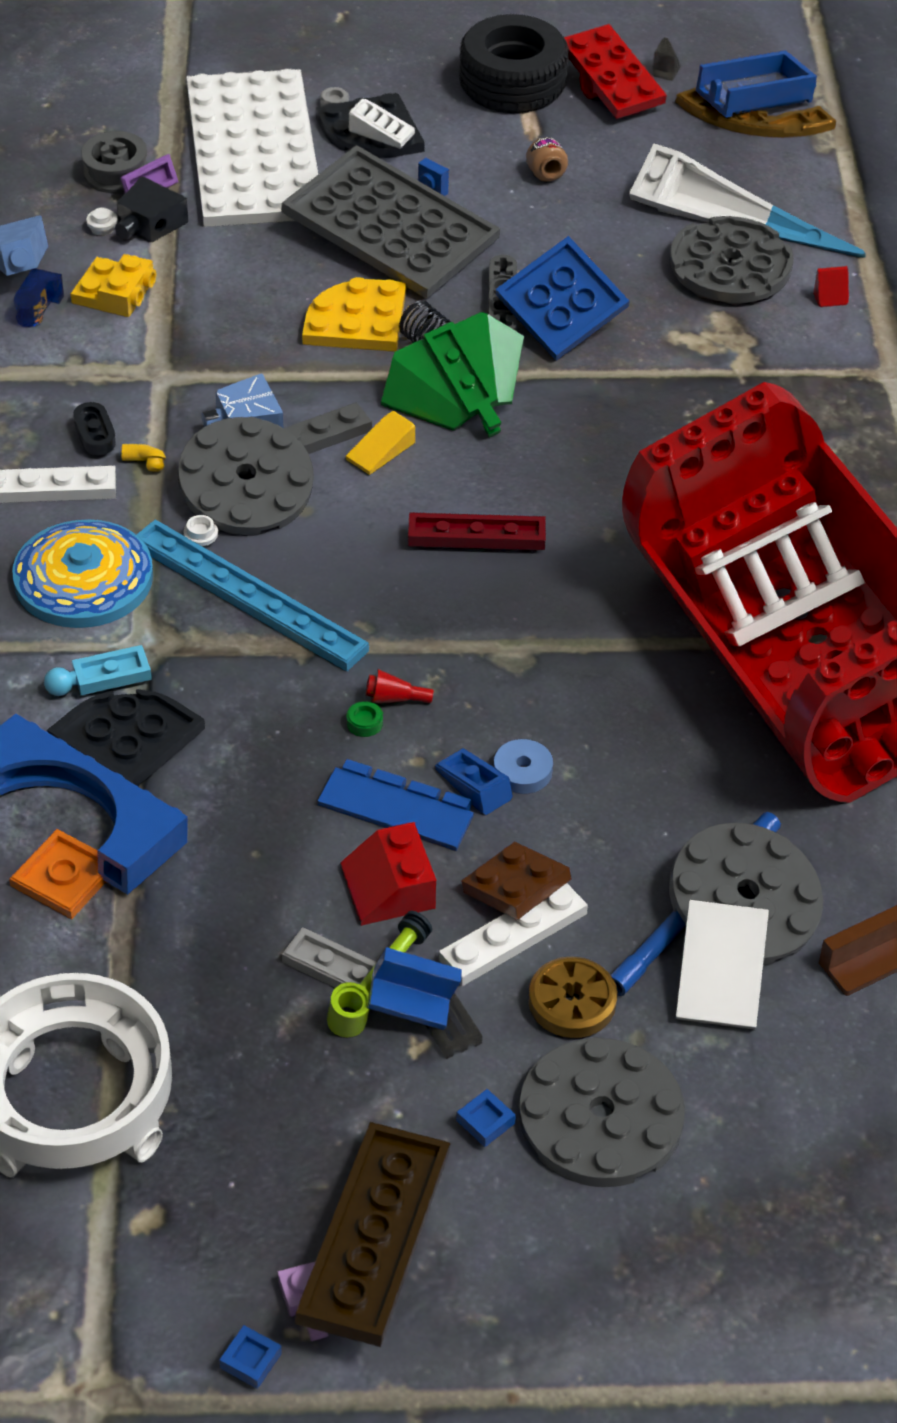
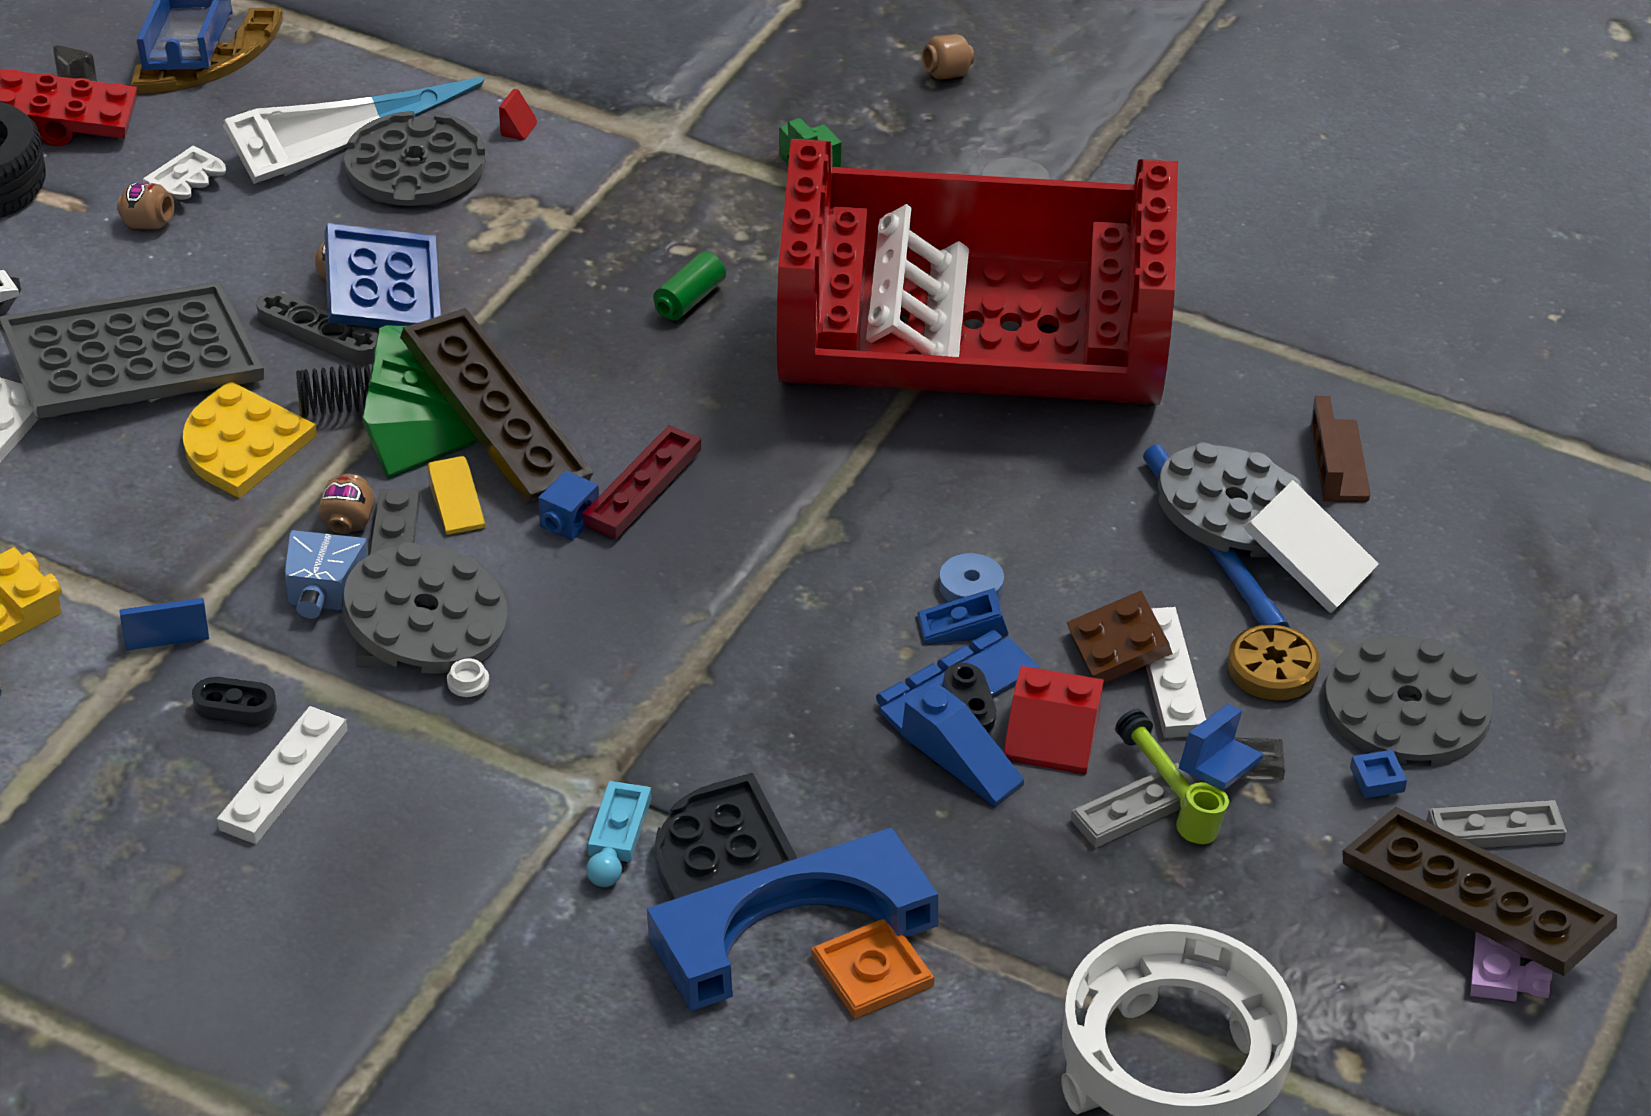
camera: 60 degrees left, 5 degrees down
(82, 573) = (447, 796): dish -> none
(144, 363) = (164, 624): none -> blue panel
(144, 452) = (307, 676): yellow arm -> none
(250, 1356) = (1556, 1039): blue plate -> none
(253, 596) = (583, 680): dark azure tile -> none
(319, 827) = (959, 743): none -> blue slope
(322, 391) = (346, 502): none -> medium nougat head
(364, 719) = (828, 663): green tile -> none
(380, 812) = (970, 686): none -> black plate
(388, 689) = (805, 629): red cone -> none
(411, 496) = (565, 502): none -> blue brick
(433, 176) = (87, 288): blue plate -> none
(468, 412) = (493, 402): none -> dark brown plate
(491, 1230) = (1502, 823): none -> light grey tile
(601, 161) = (186, 172): none -> white plate

